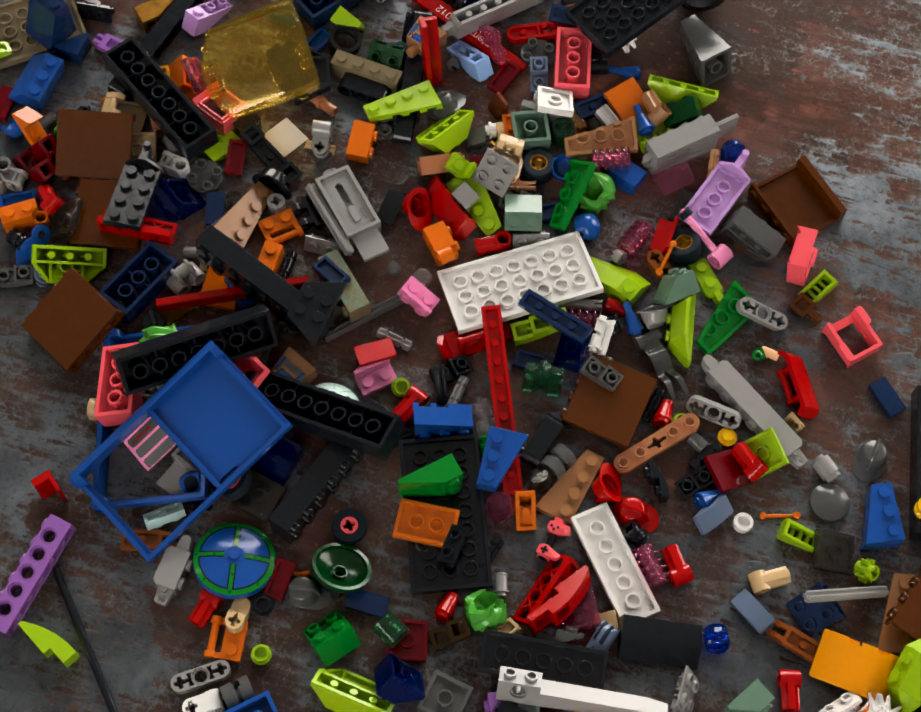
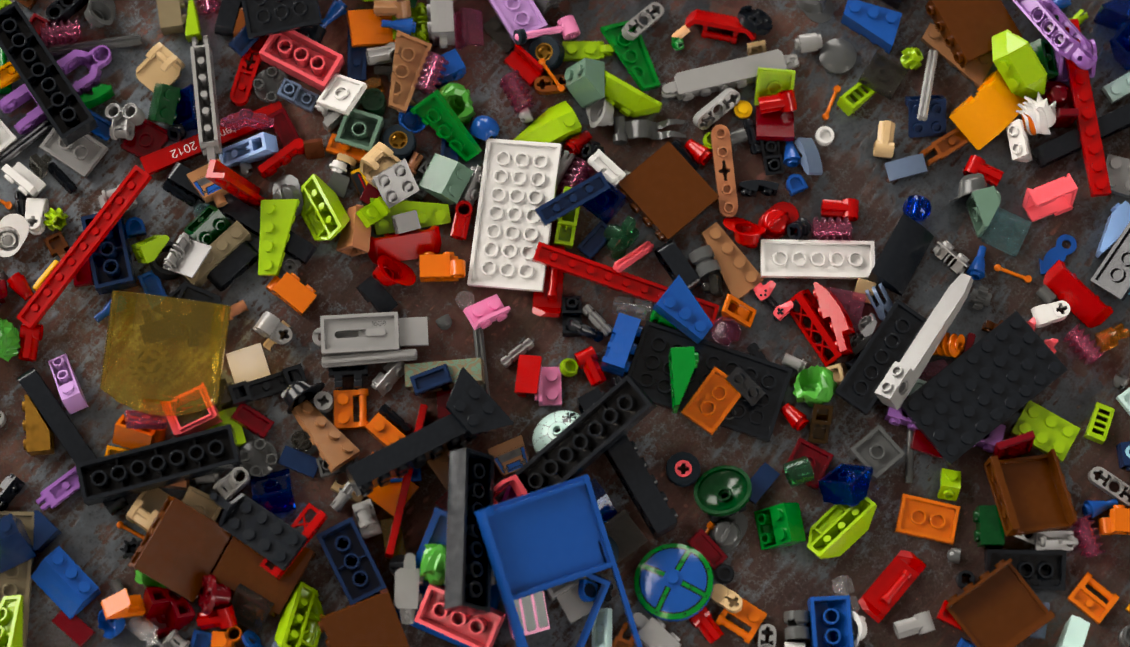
camera: 65 degrees left, 10 degrees up
(15, 147) = (143, 629): none -> clear hinge
(65, 184) = (213, 594): none -> dark red plate
(129, 328) = (407, 589): none -> light grey hinge
(261, 654) = (768, 593): lime plate -> none
(351, 47) = (186, 256): none -> light grey hinge
(363, 9) = (135, 227): none -> blue tile
(475, 84) = (281, 158): none -> red plate
(530, 395) = (633, 256): none -> coral axle
(601, 374) = (643, 186): dark grey slope -> none
(633, 324) = (603, 135): blue cone -> none
(680, 515) = (795, 184): none -> blue tile
(768, 678) = (969, 184): none -> dark grey piece
(819, 409) = (755, 20): none -> black tile

